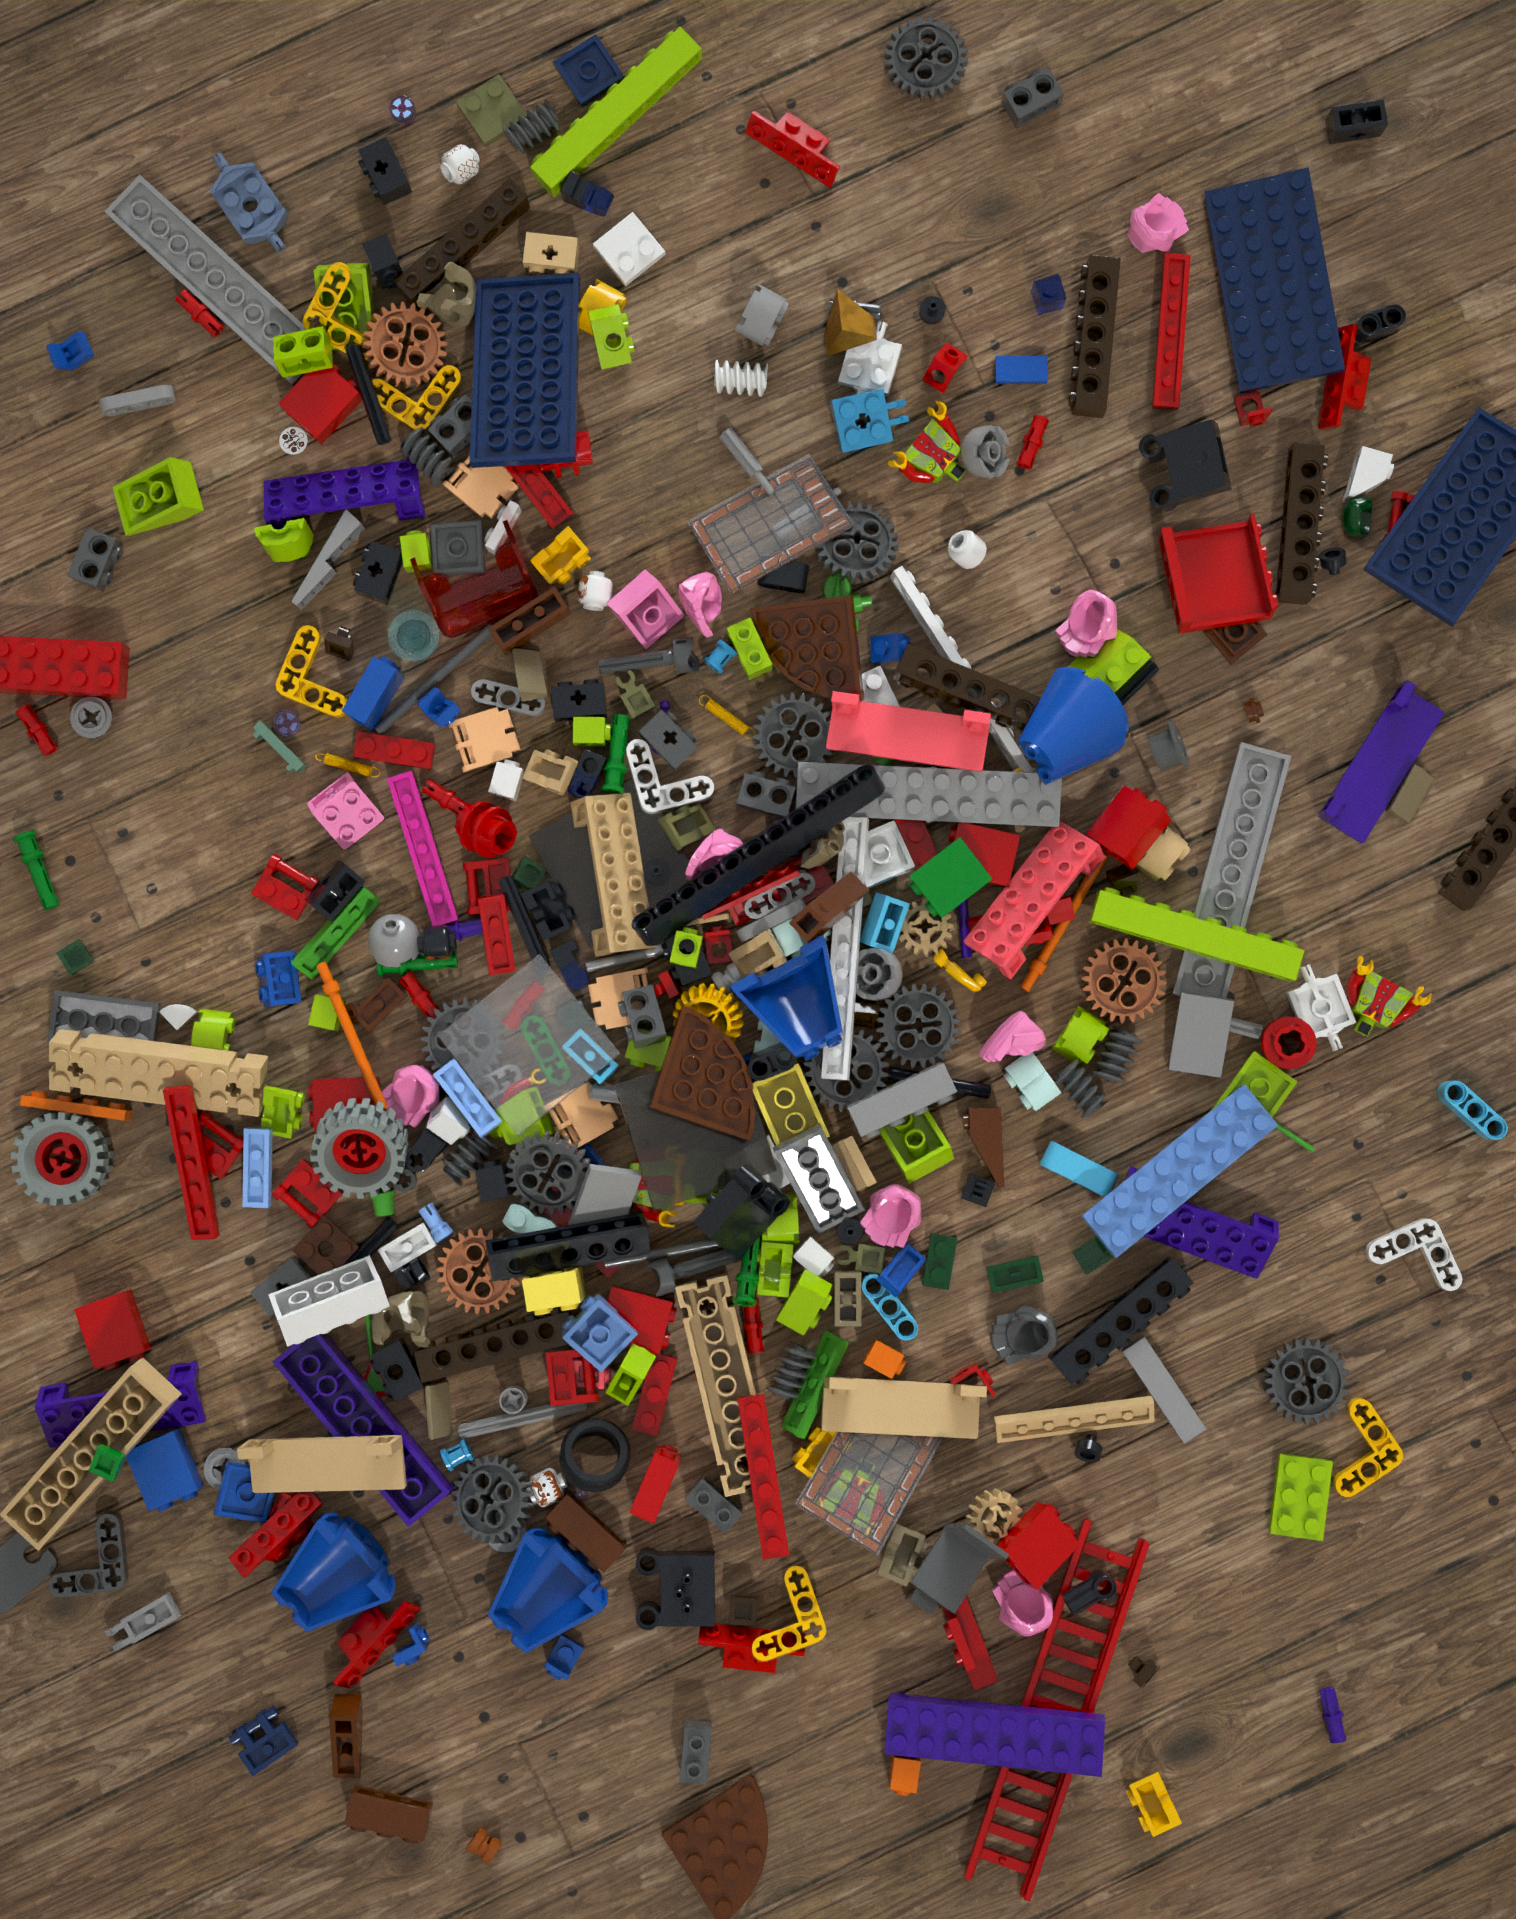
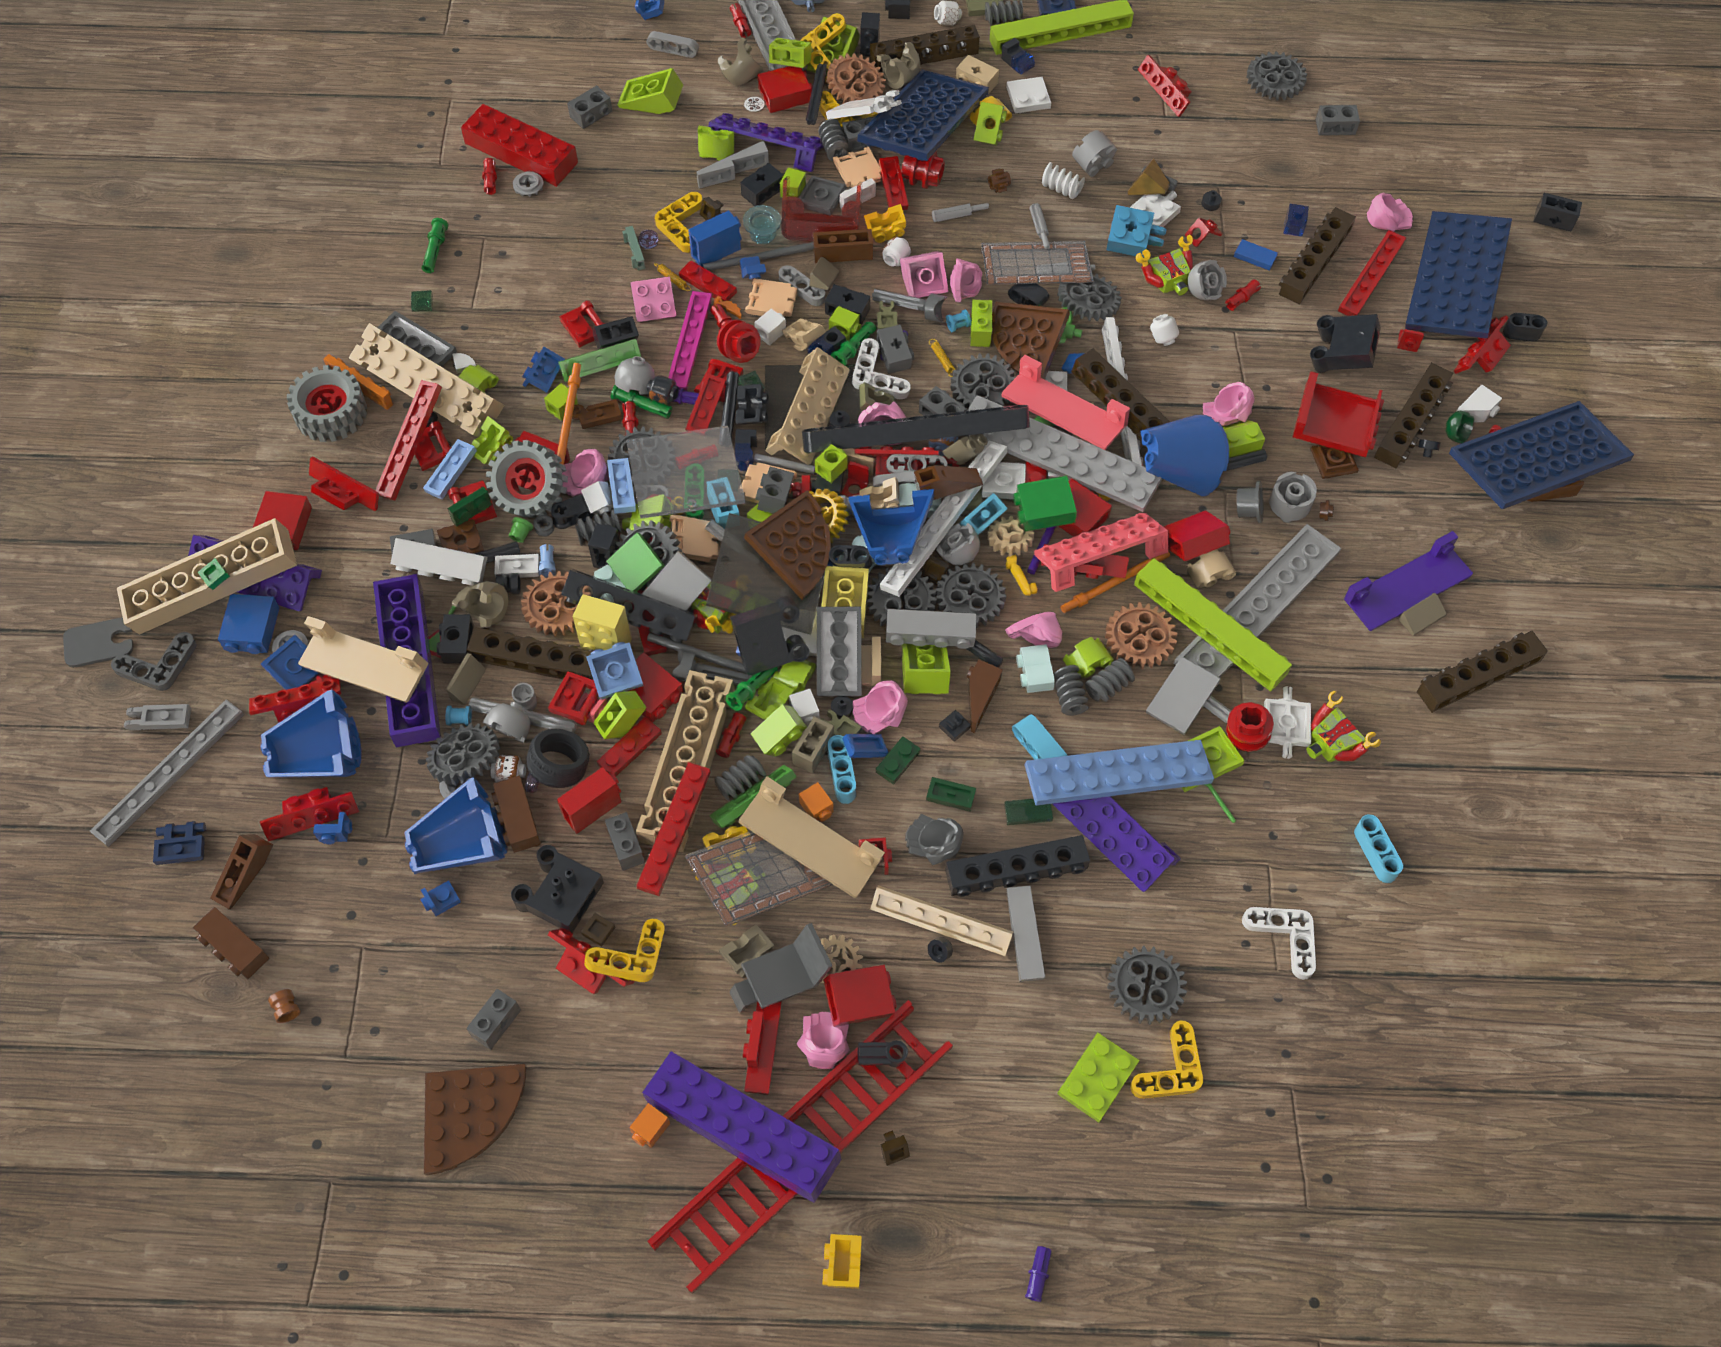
camera: 25 degrees right, 25 degrees down
(149, 1258) = (340, 488): none -> red bracket
(195, 1672) = (166, 773): none -> light grey tile
(257, 396) = (744, 67): none -> dark tan piece
(321, 1201) = (469, 506): none -> dark green plate
(440, 772) = (729, 306): none -> orange piece
(446, 400) = (865, 106): none -> white tile
(519, 1442) = (509, 720): none -> light grey cylinder
(545, 1195) = (635, 563): none -> bright green tile
(635, 488) = (957, 211): none -> light grey axle
(664, 416) = (999, 180): none -> reddish brown gear
(1226, 715) = (1292, 496): none -> light grey brick

